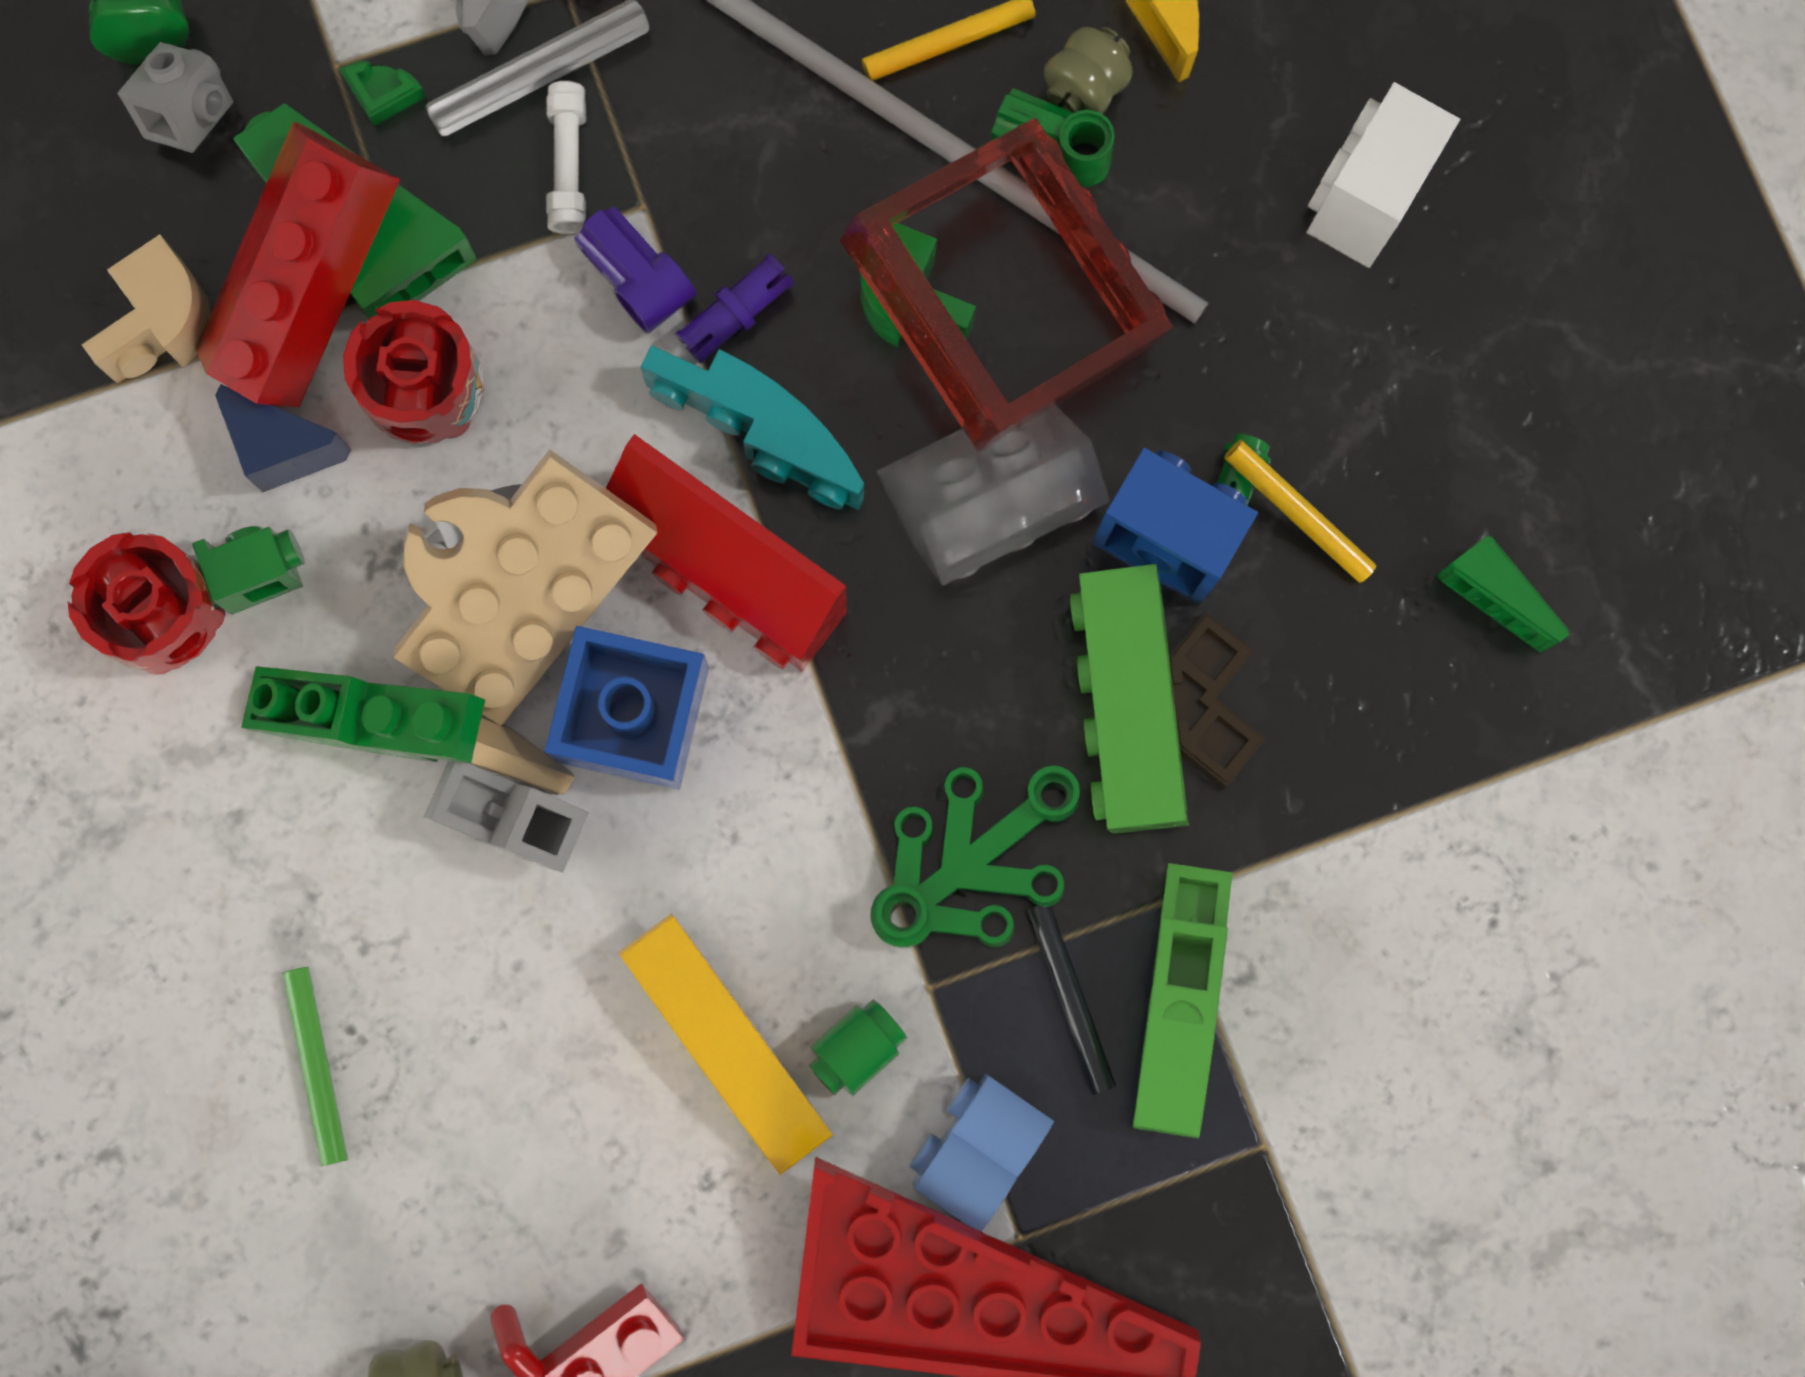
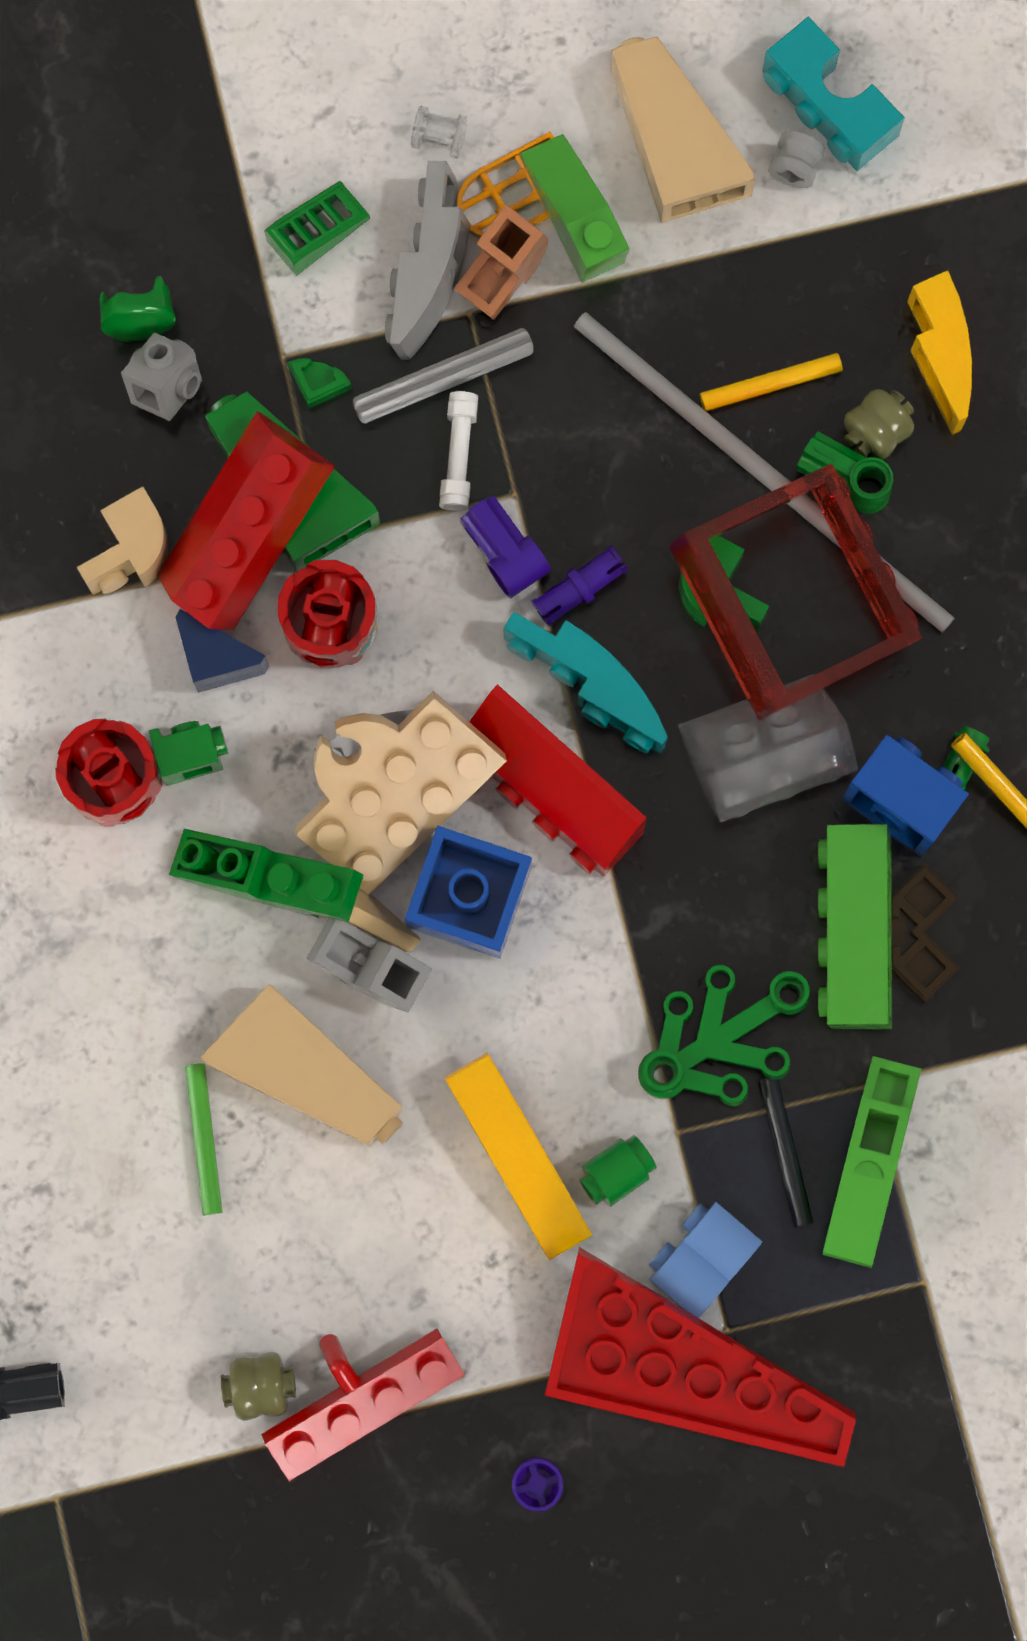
camera: 15 degrees right, 0 degrees up
(426, 955) = (296, 1064): none -> tan slope

